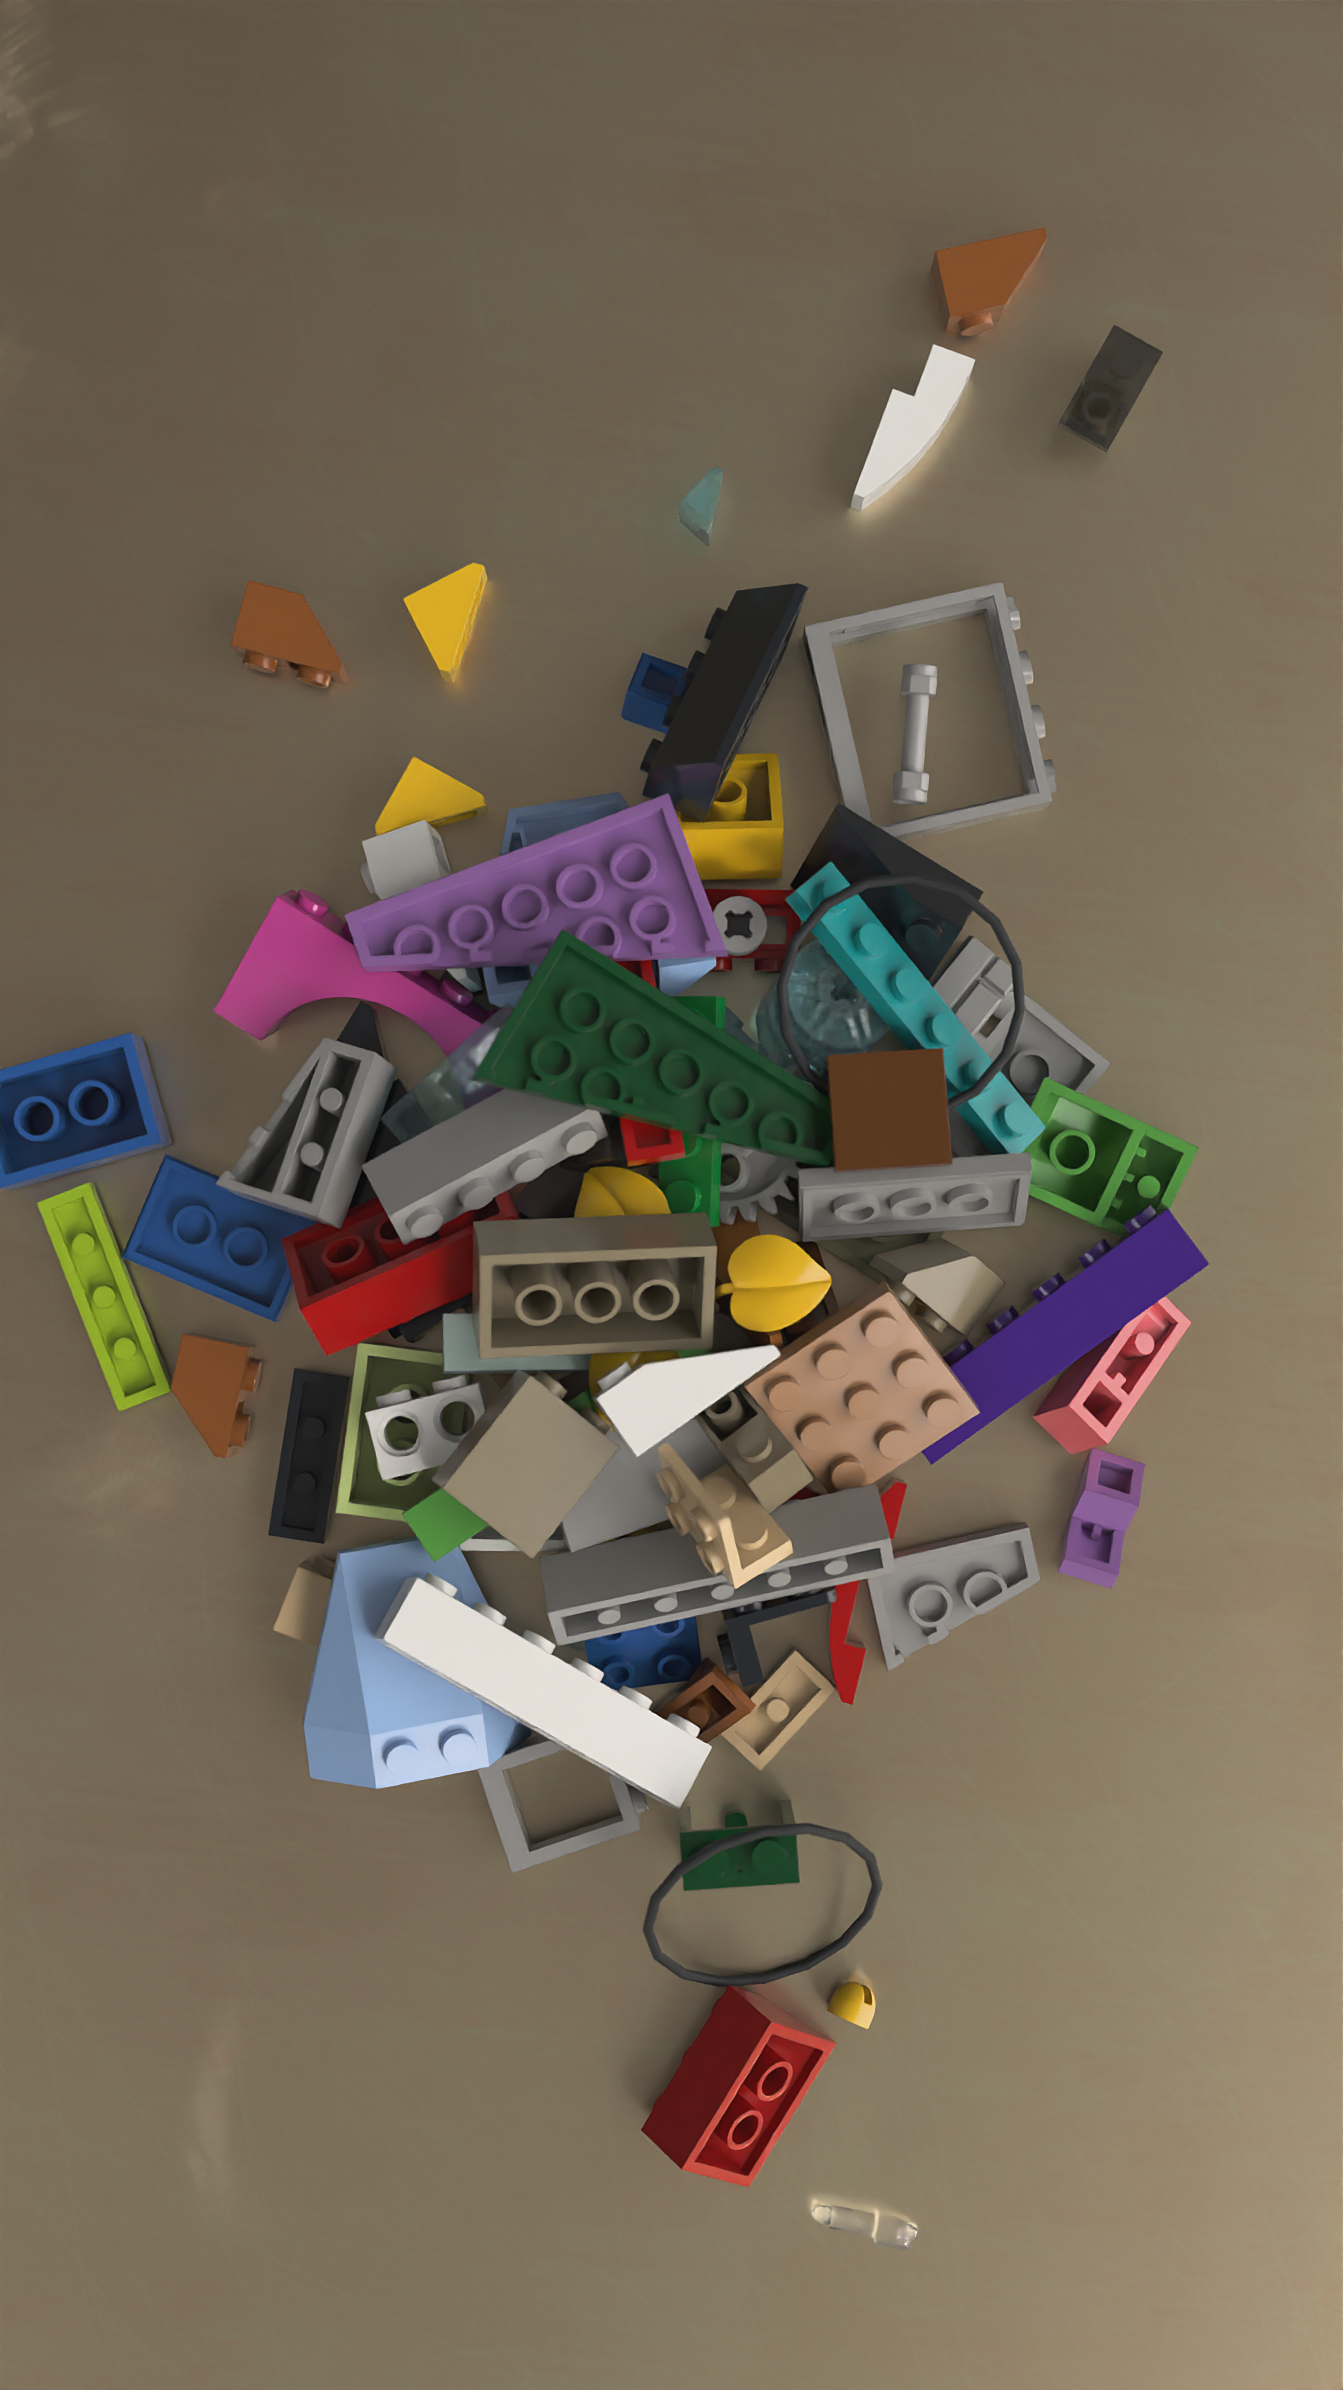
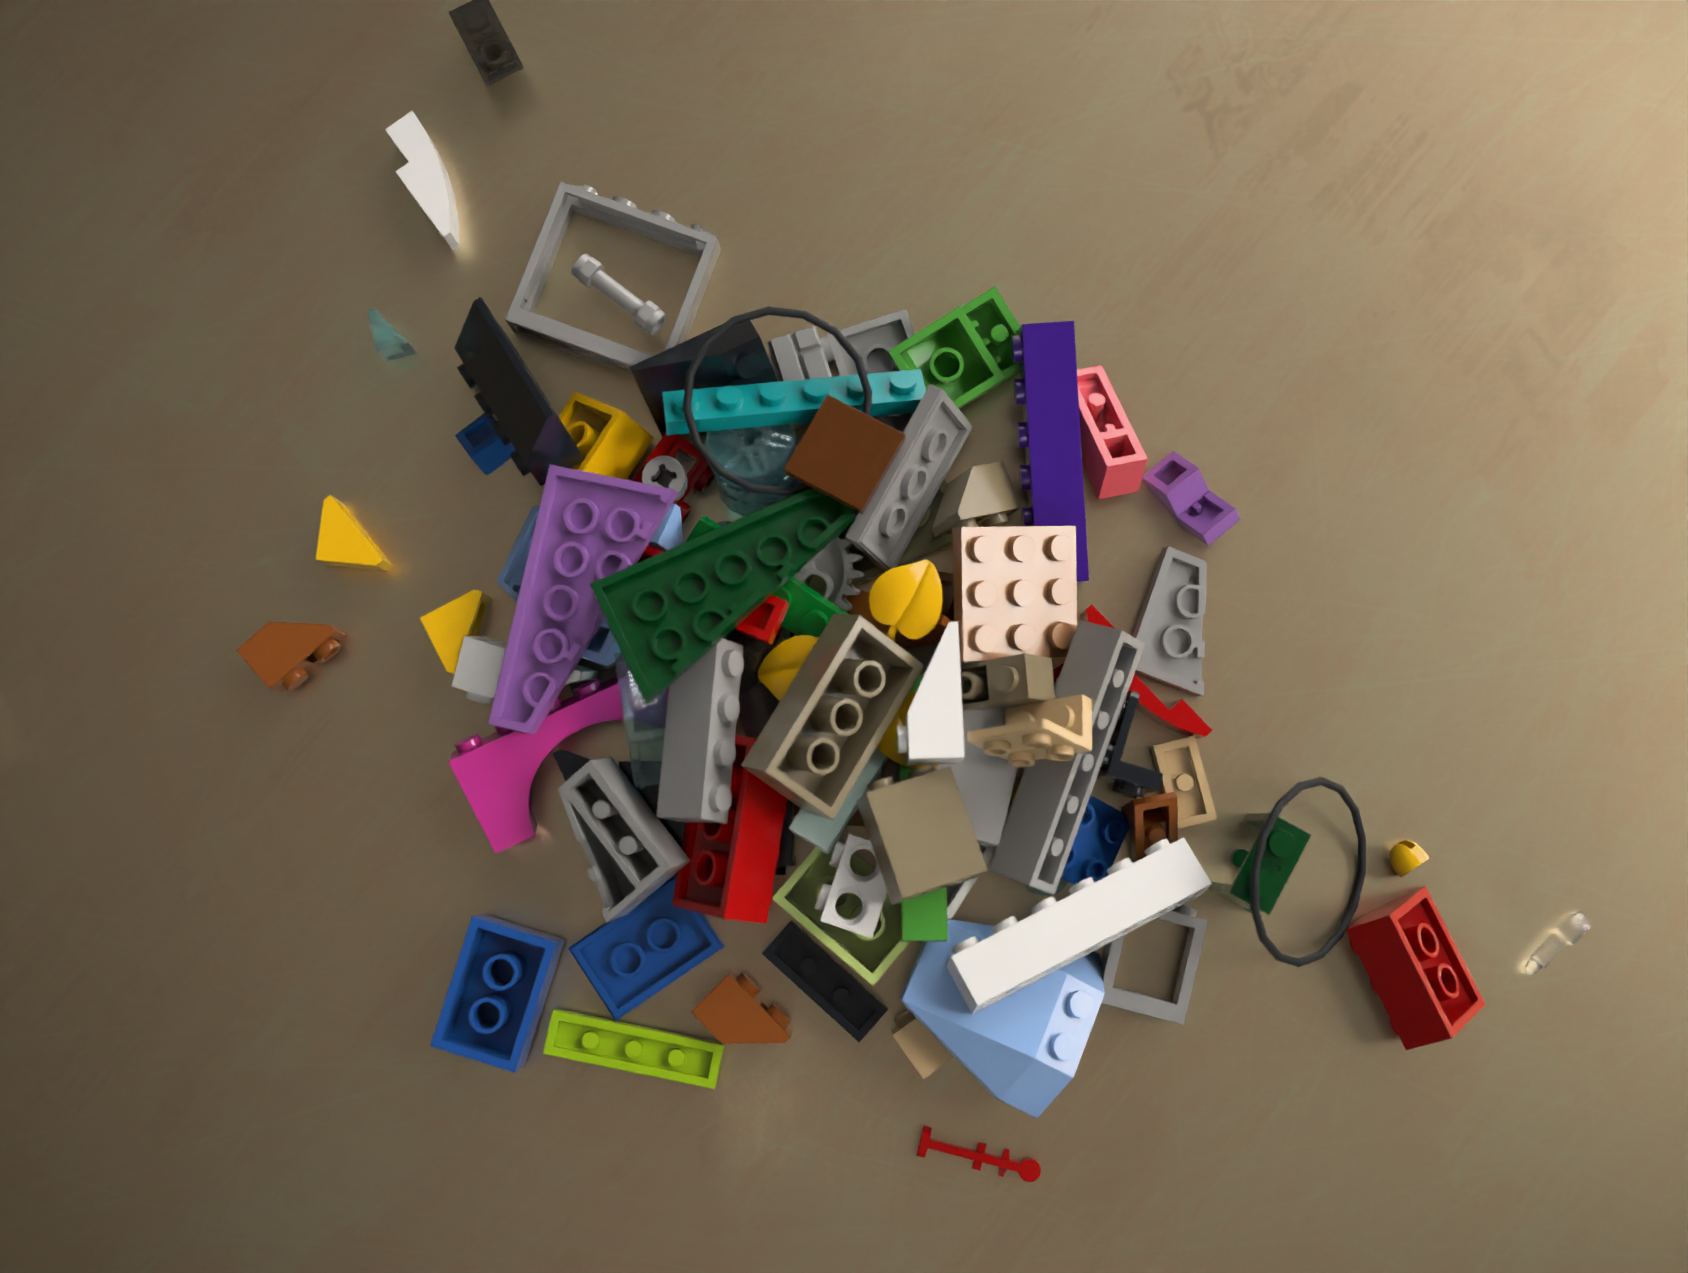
camera: 55 degrees left, 5 degrees down
(252, 1801) = (1027, 1168): none -> red piece
(982, 279) = (366, 78): dark orange slope -> none

